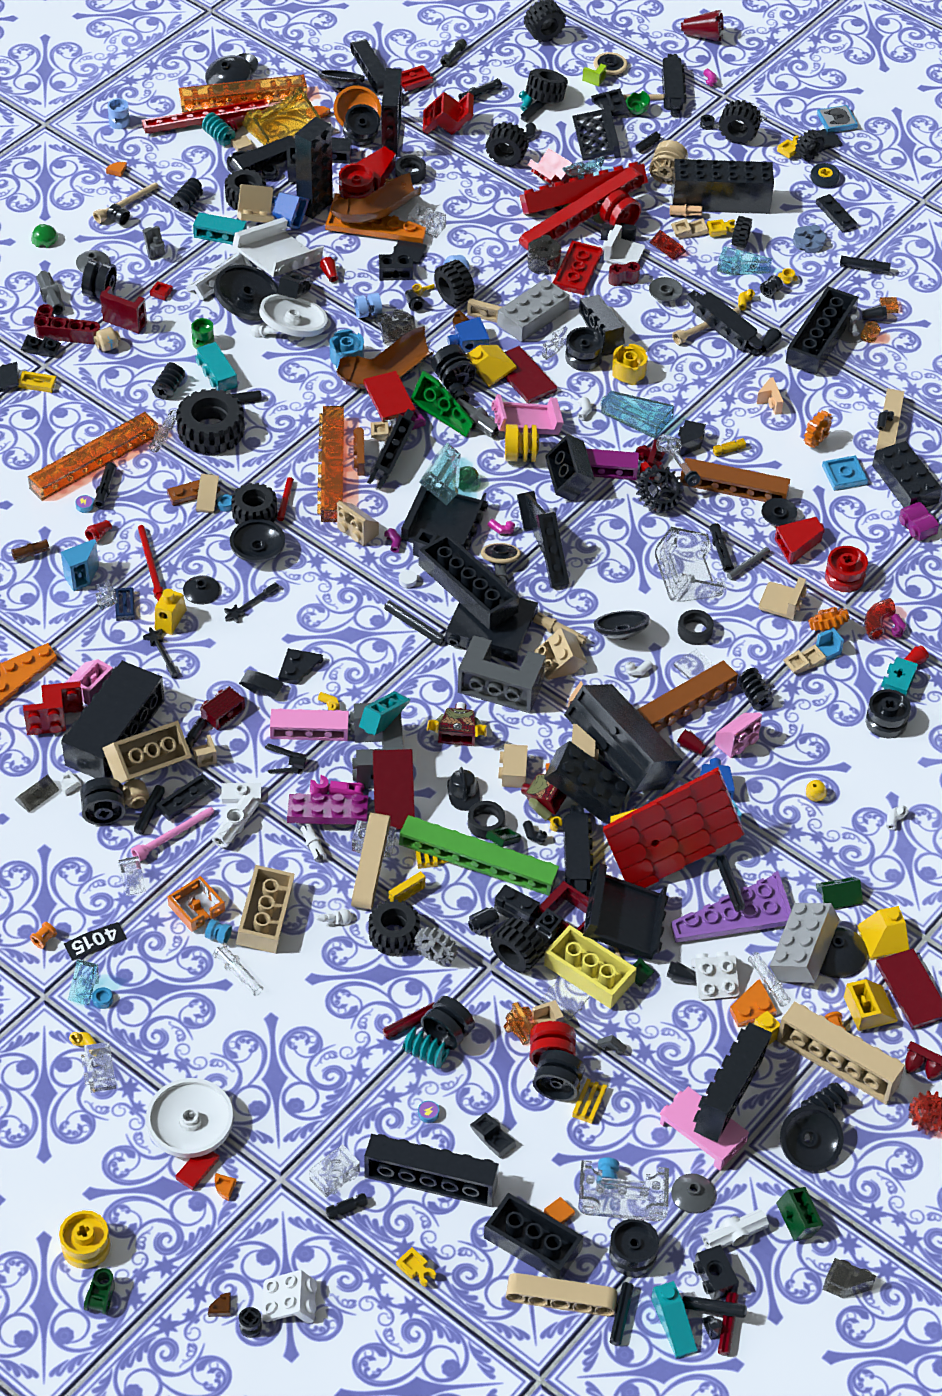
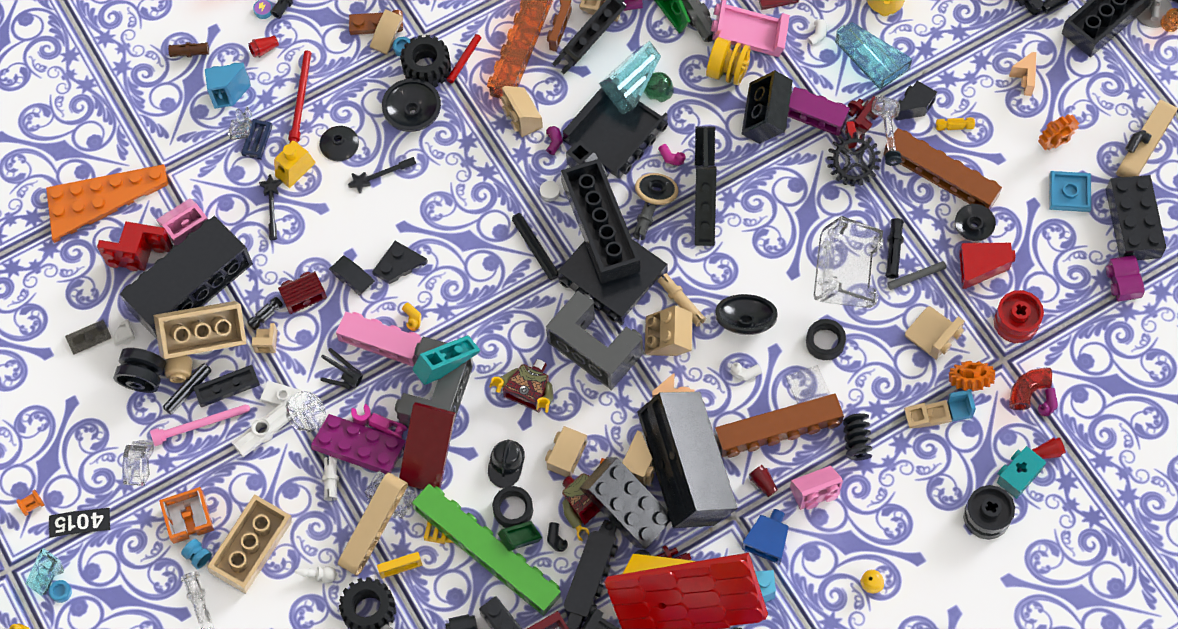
camera: 25 degrees right, 15 degrees up
(268, 795) = (305, 411): none -> clear tile

